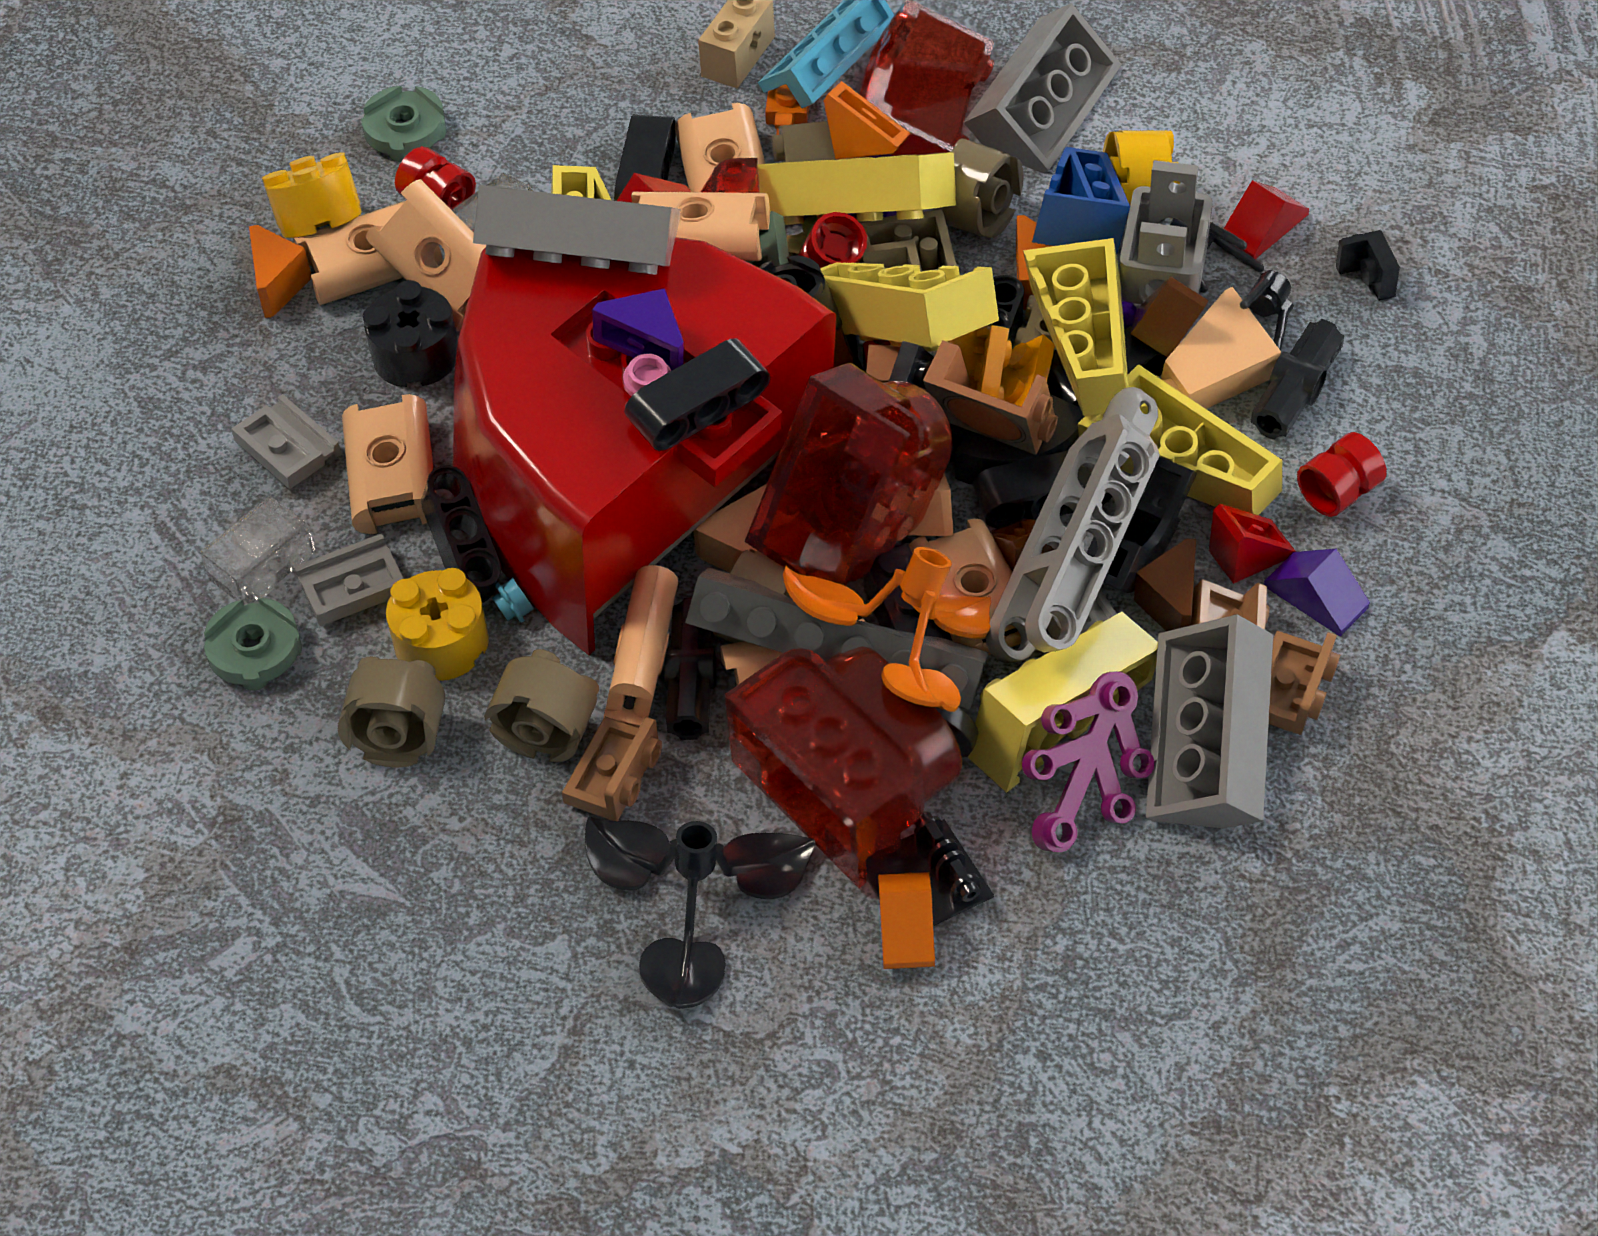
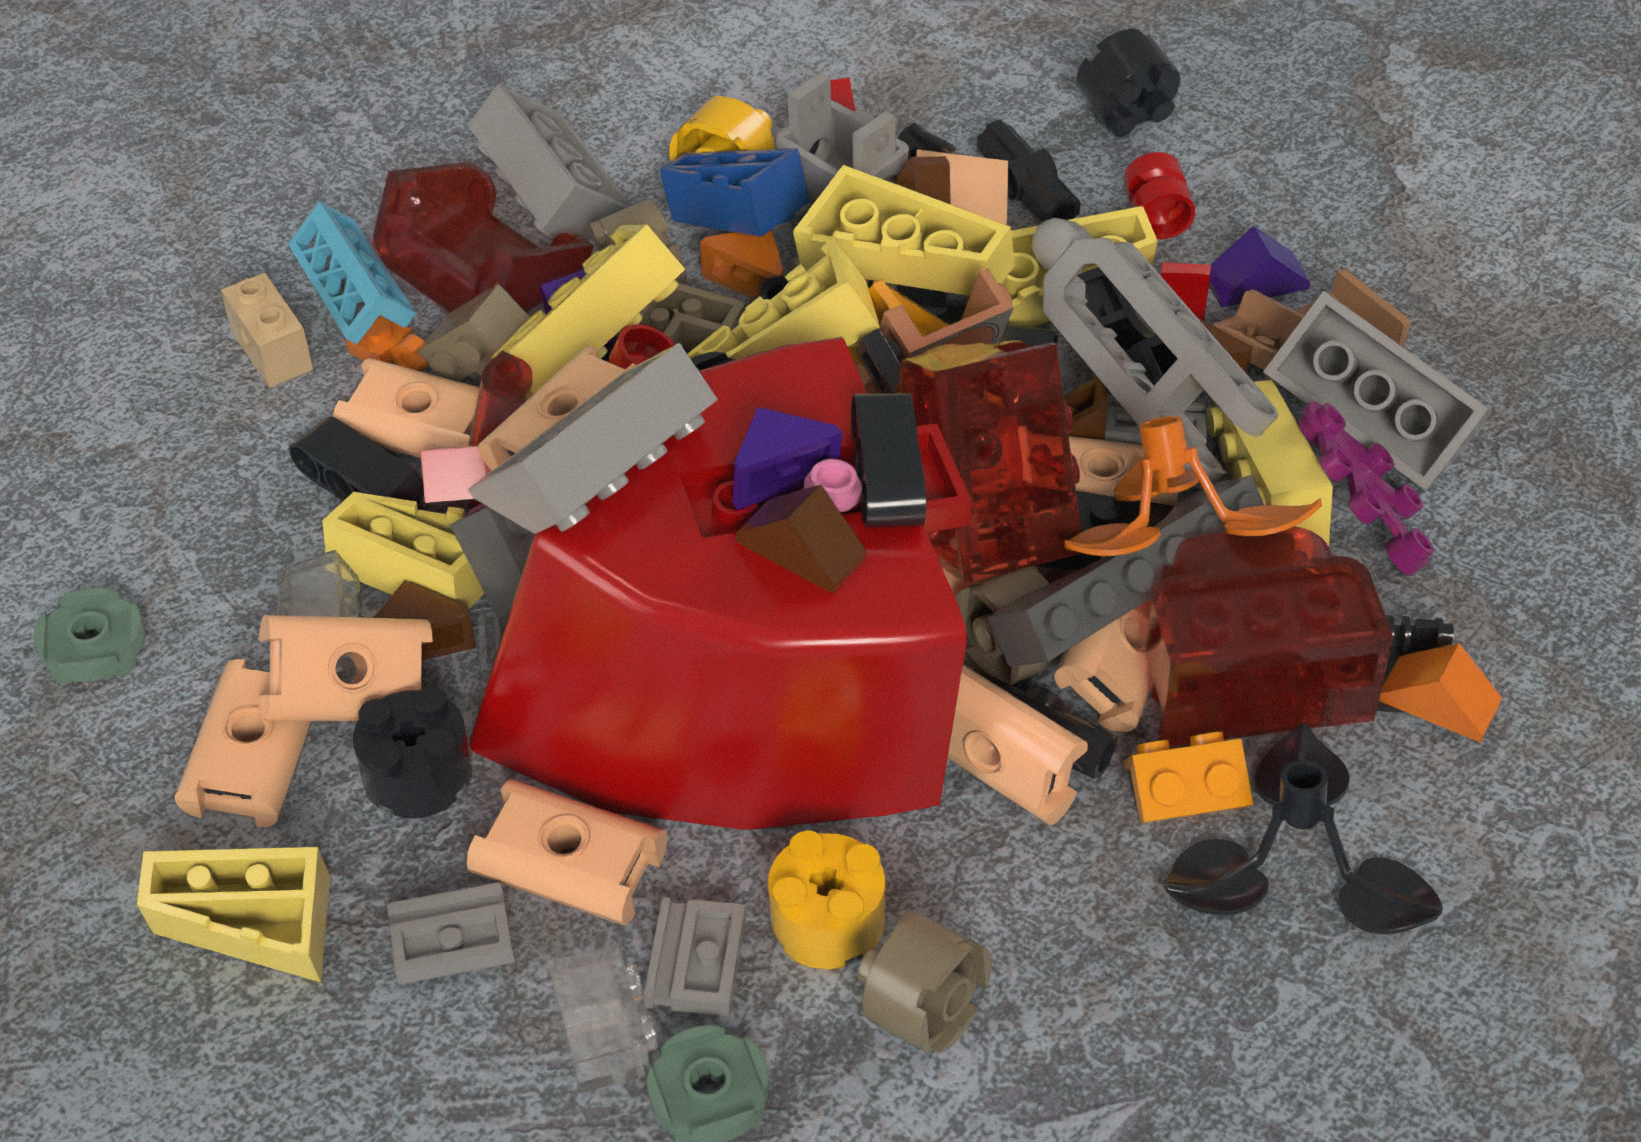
camera: 60 degrees left, 5 degrees down
(228, 324) = (241, 903): none -> light yellow wedge
(279, 269) = (181, 824): orange slope -> none
(312, 195) = (144, 743): yellow brick -> none
(444, 178) = (213, 641): red wheel -> none
(460, 514) = (727, 817): black beam -> none
(512, 601) = (836, 820): medium azure plate -> none
(541, 706) = (1015, 850): dark tan brick -> none
(581, 390) = (805, 536): none -> reddish brown slope
(613, 768) = (1116, 834): medium nougat bracket -> none
(704, 787) = (1189, 779): none -> light orange bracket
(859, 126) = (524, 273): orange slope -> none
(1373, 258) = (943, 72): black bracket -> none
(1462, 384) = (1129, 81): none -> black brick

